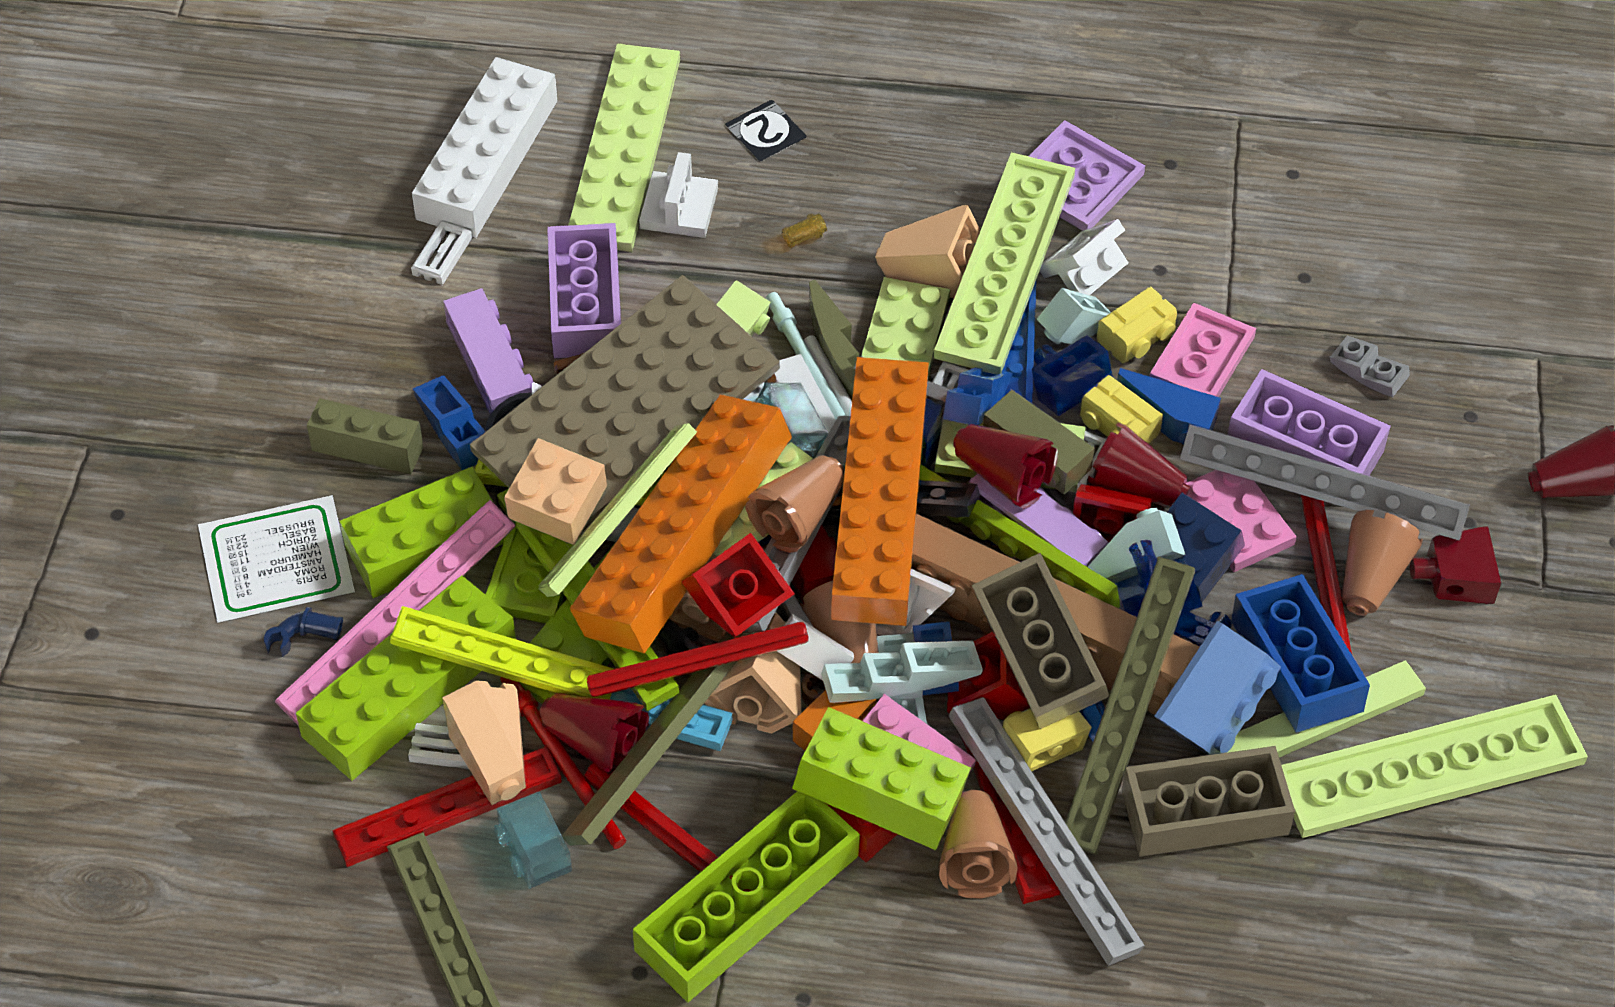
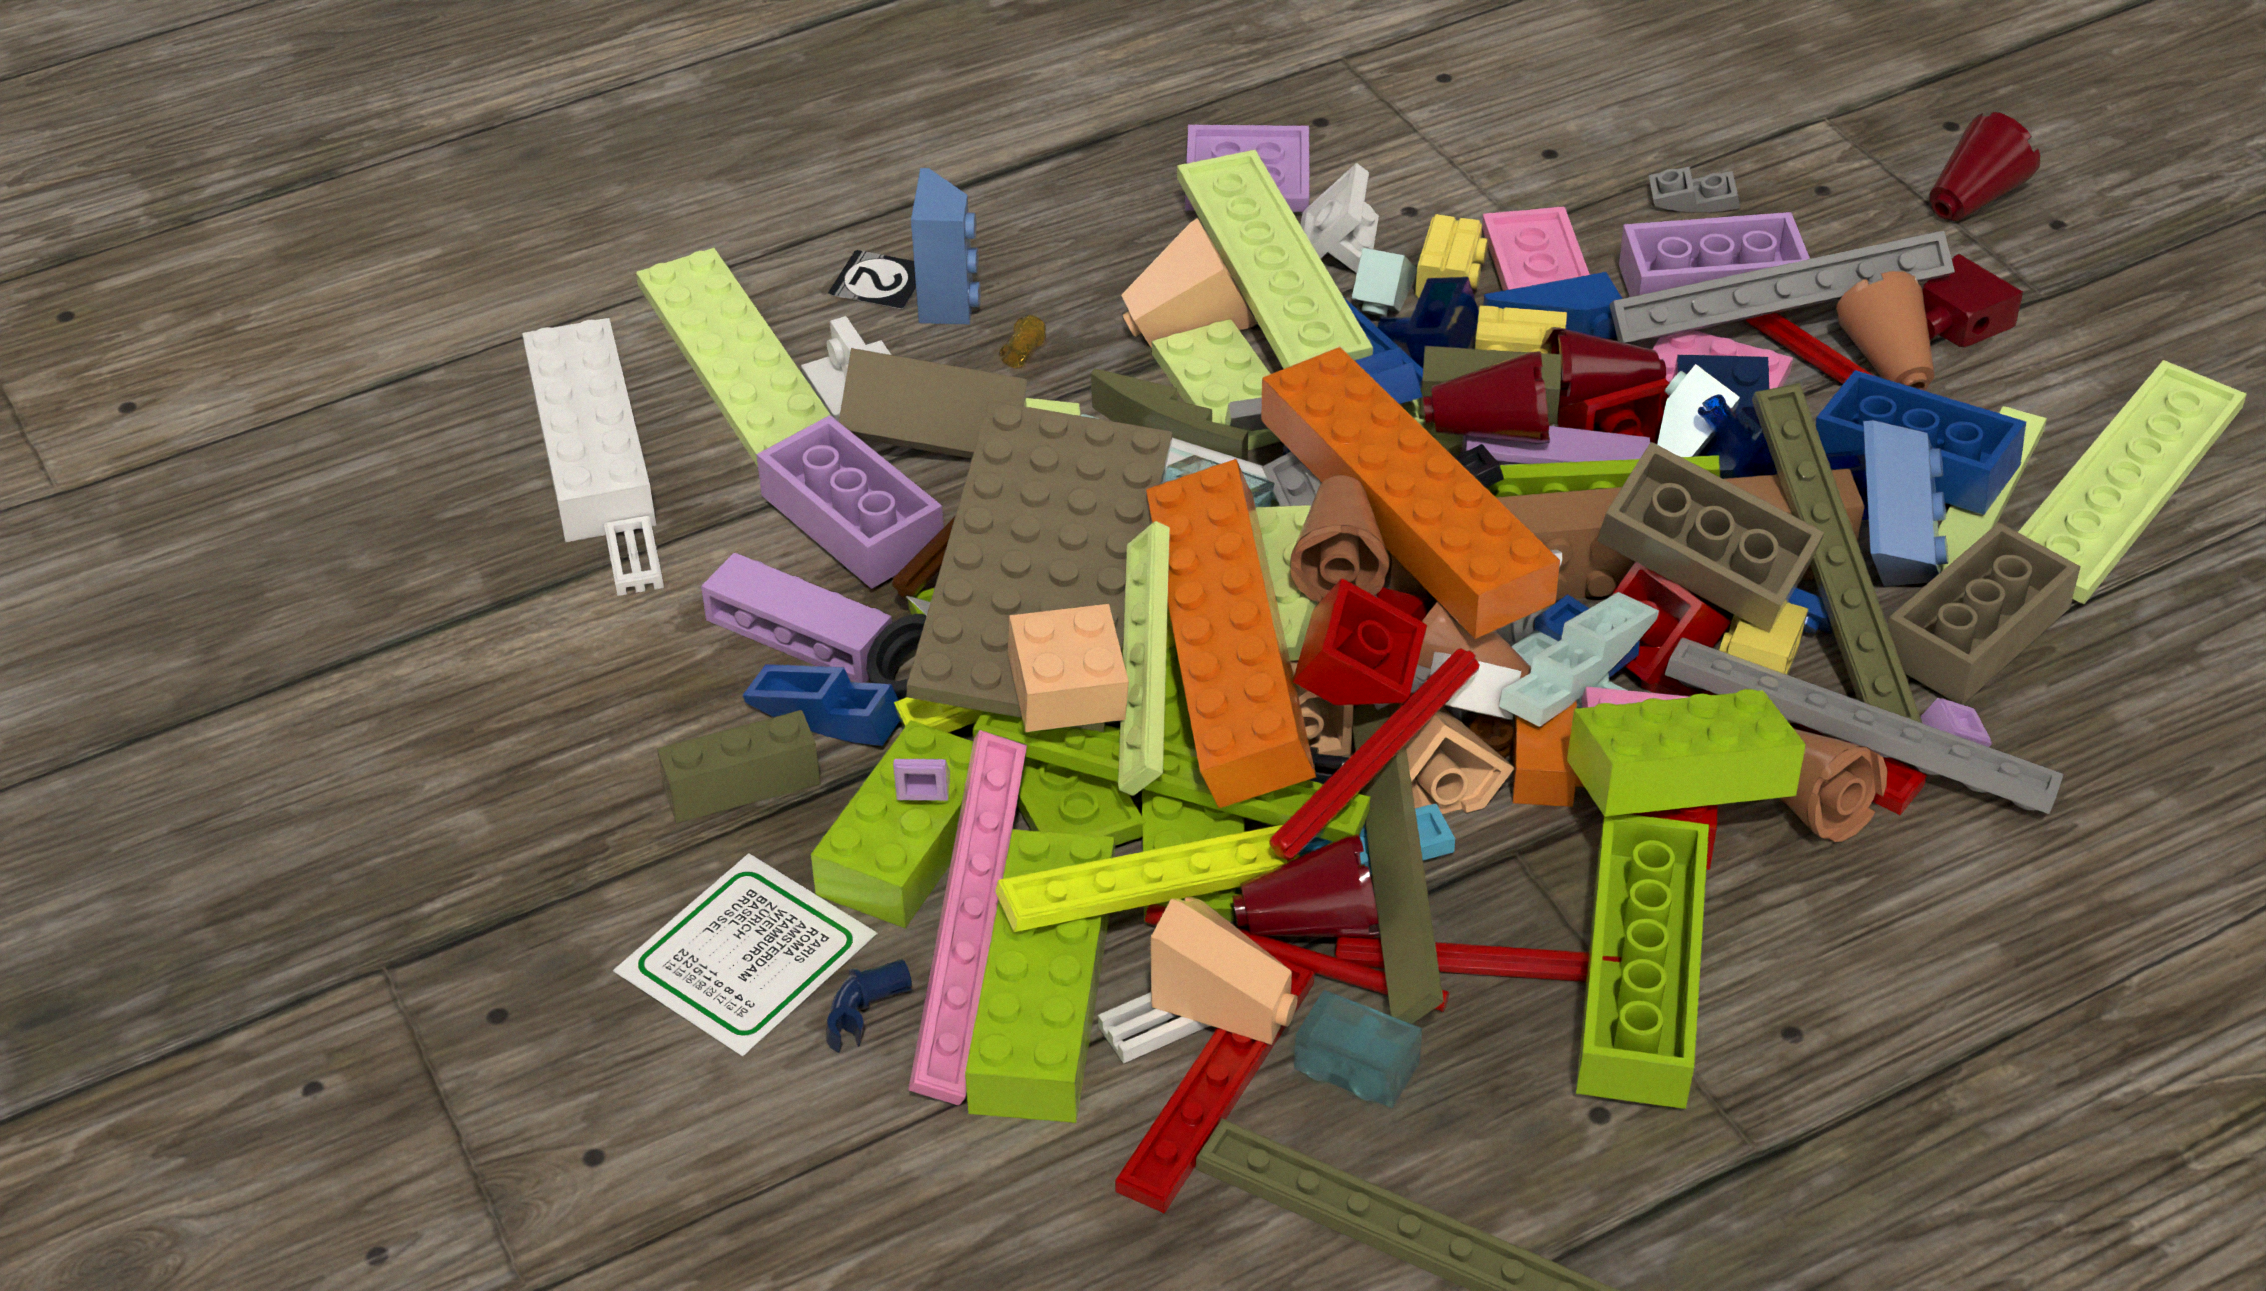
camera: 35 degrees left, 10 degrees down
(429, 512) = (921, 779): none -> lavender slope
(688, 245) = (921, 402): none -> dark tan tile
(788, 138) = (944, 252): none -> medium blue slope
(1119, 868) = (1956, 720): none -> lavender slope

